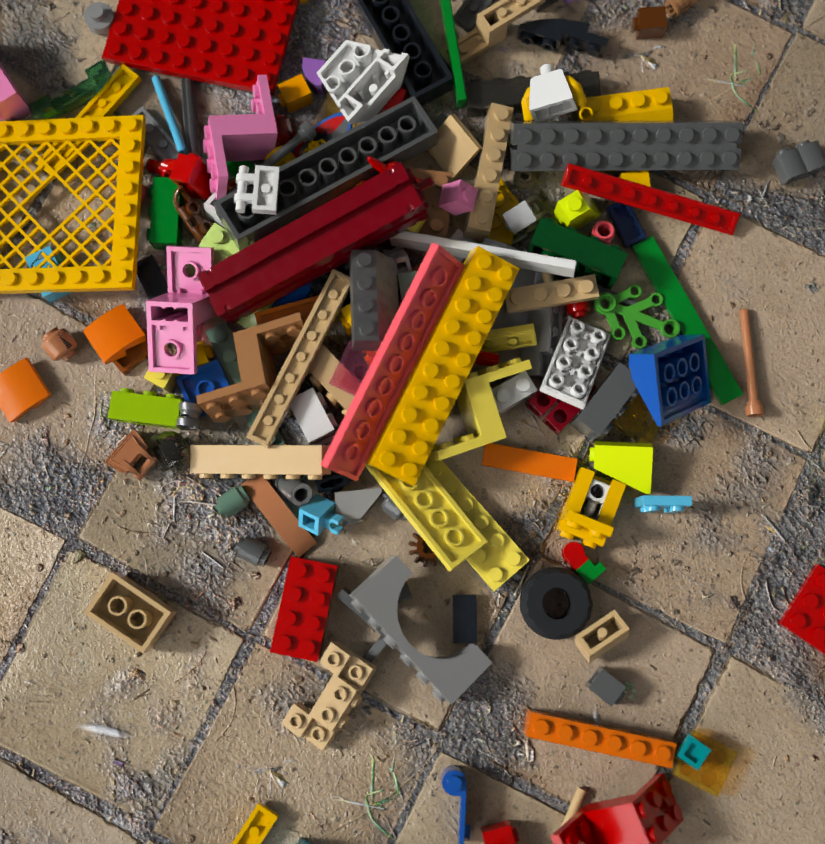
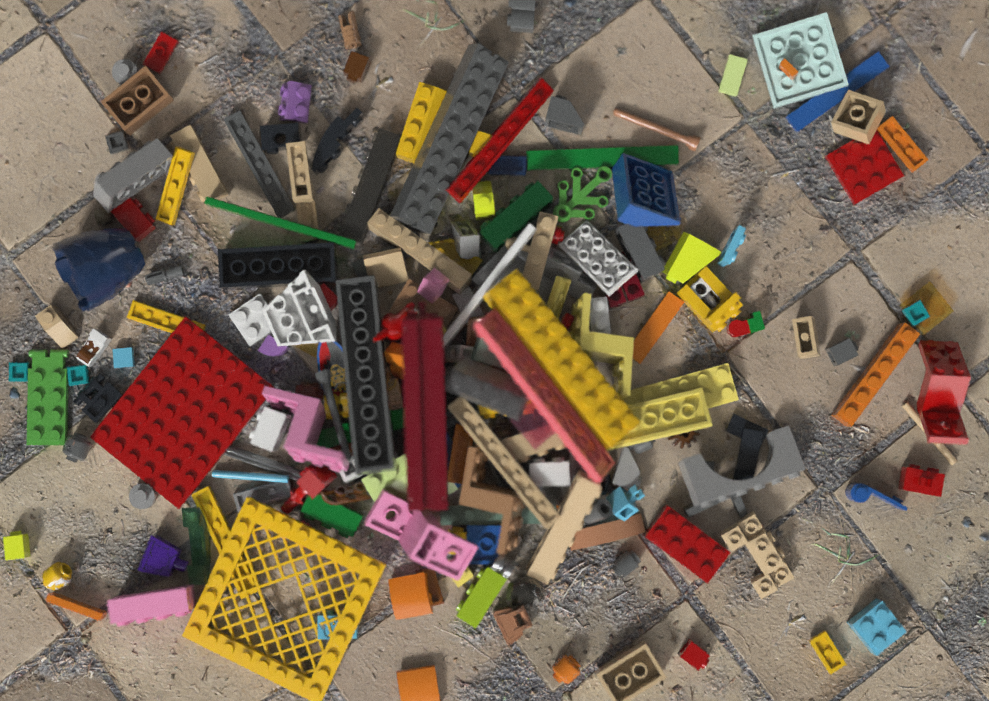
camera: 70 degrees left, 5 degrees up
(44, 65) = (162, 558): none -> dark purple torso
(59, 344) = (398, 642): nougat head -> none
(107, 539) = (566, 669): none -> orange head
(151, 277) = (379, 547): black tile -> none
(184, 676) = (694, 655): none -> red brick
(224, 100) = (269, 429): none -> white brick
(232, 501) = (581, 562): sand green brick -> none
(265, 189) = (366, 430): white plate -> none
(291, 434) = (553, 494): none -> clear smoke plate
(294, 93) = (281, 370): light orange brick -> none
(330, 38) = (251, 320): none -> white plate
(438, 631) = (747, 454): none -> black tile
(552, 95) = (387, 174): white torso -> none
(579, 603) = (780, 346): black tyre -> none
(604, 231) = (509, 183): coral brick -> none
(709, 251) = (563, 116): none -> dark grey slope

